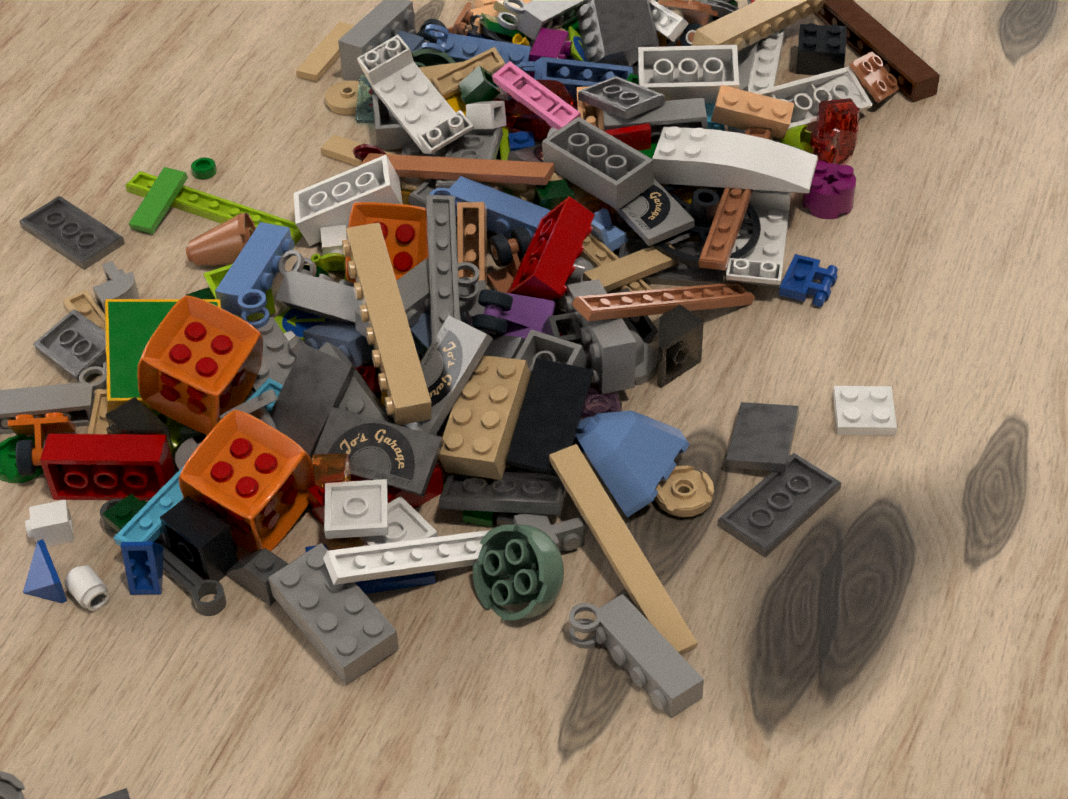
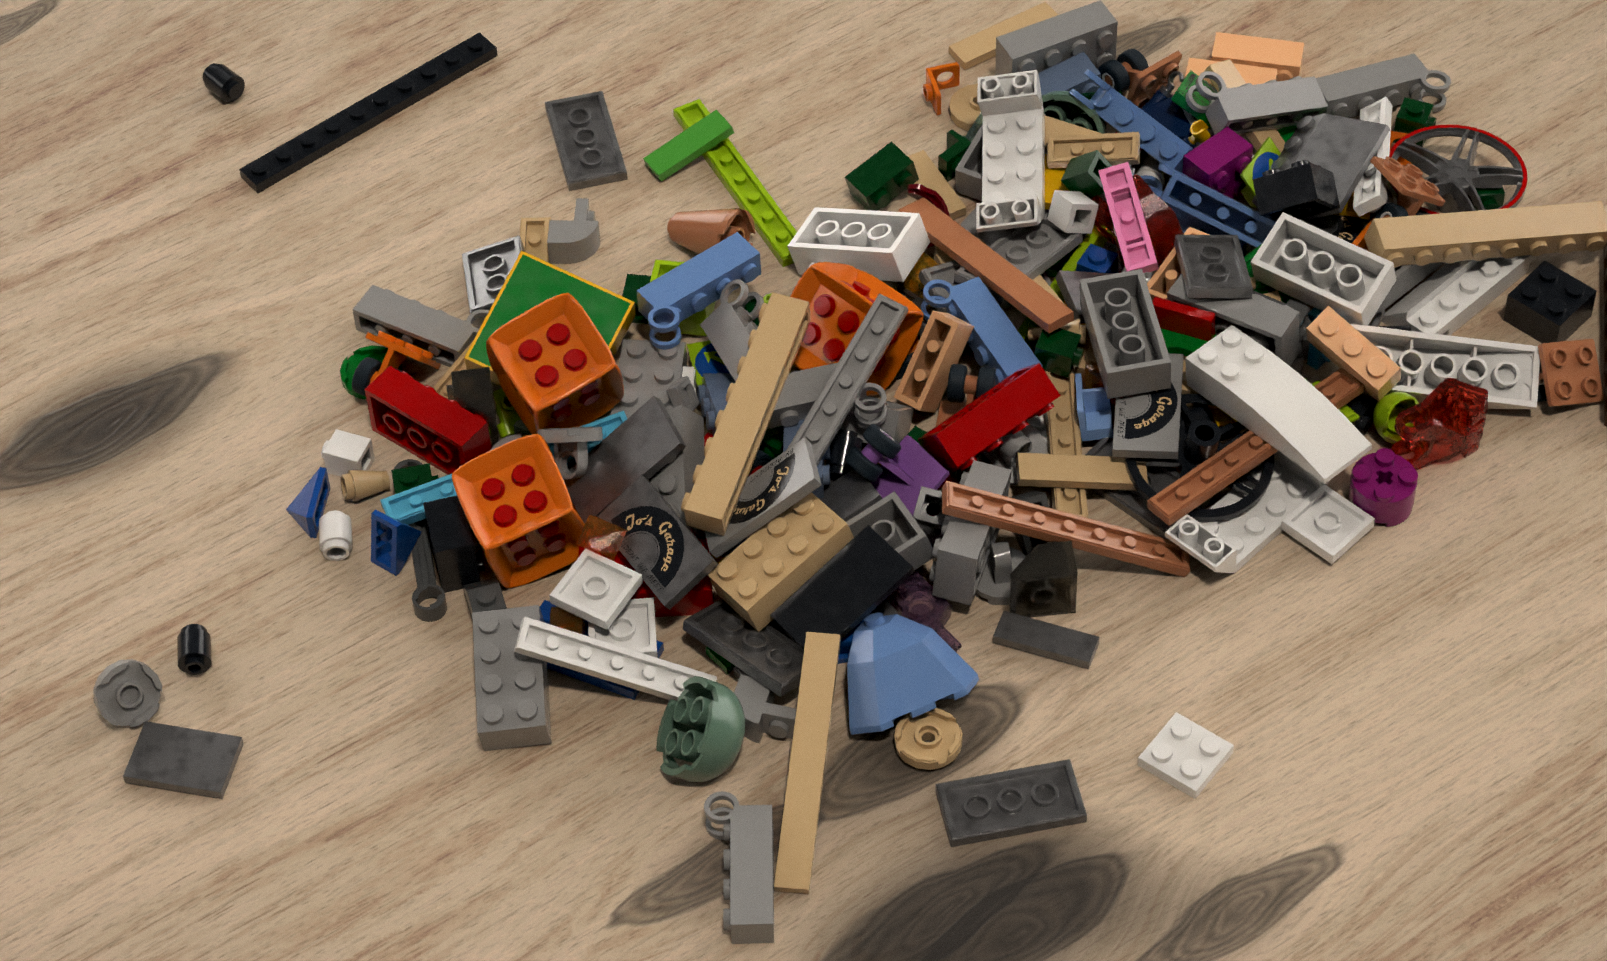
camera: 35 degrees right, 5 degrees up
(27, 740) = (194, 649): none -> black brick
(79, 539) = (363, 483): none -> tan cone
(203, 168) = (765, 126): green tile -> none
(311, 97) = (933, 86): none -> orange bracket
(322, 158) = (881, 177): none -> dark green brick
(360, 125) = (949, 159): none -> dark green bracket
(623, 39) = (1296, 191): none -> black brick
(700, 386) = (1046, 639): none -> flat silver tile
(762, 436) = (1053, 725): flat silver tile -> none
(800, 280) = (1259, 573): blue plate -> none
(813, 227) = (1327, 523): none -> white plate

